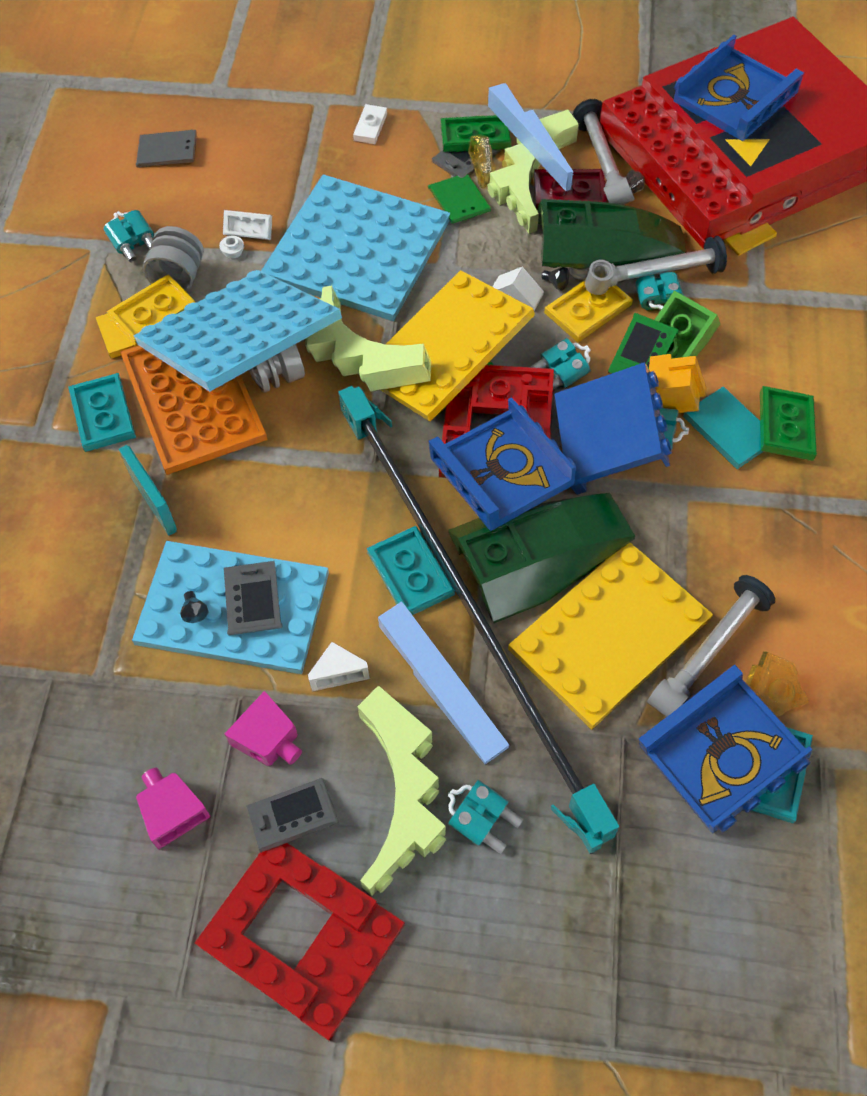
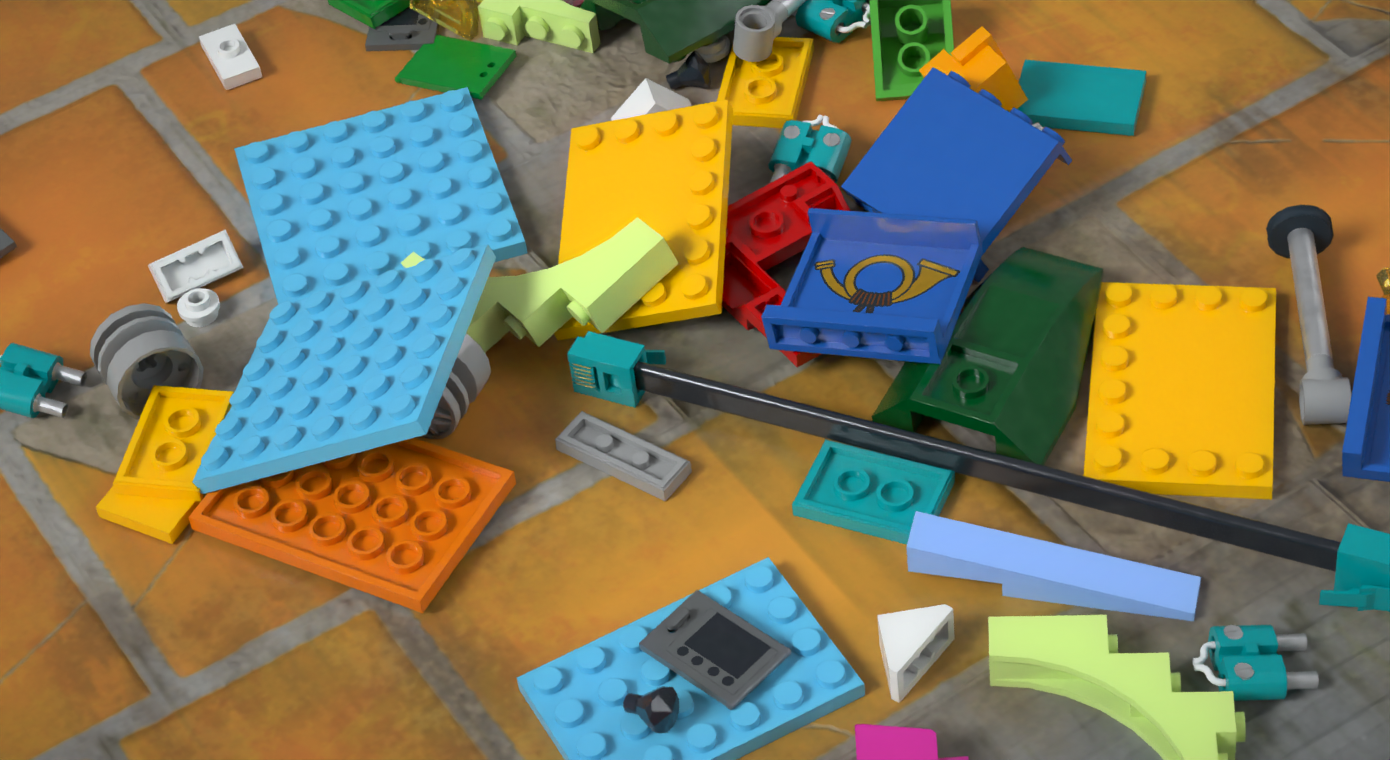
camera: 35 degrees left, 15 degrees down
(101, 412) = (238, 608): teal tile -> none
(148, 490) = (434, 629): teal tile -> none
(325, 462) = (623, 456): none -> light grey tile
(641, 341) = (884, 74): container -> none
(787, 423) = (1140, 49): green tile -> none

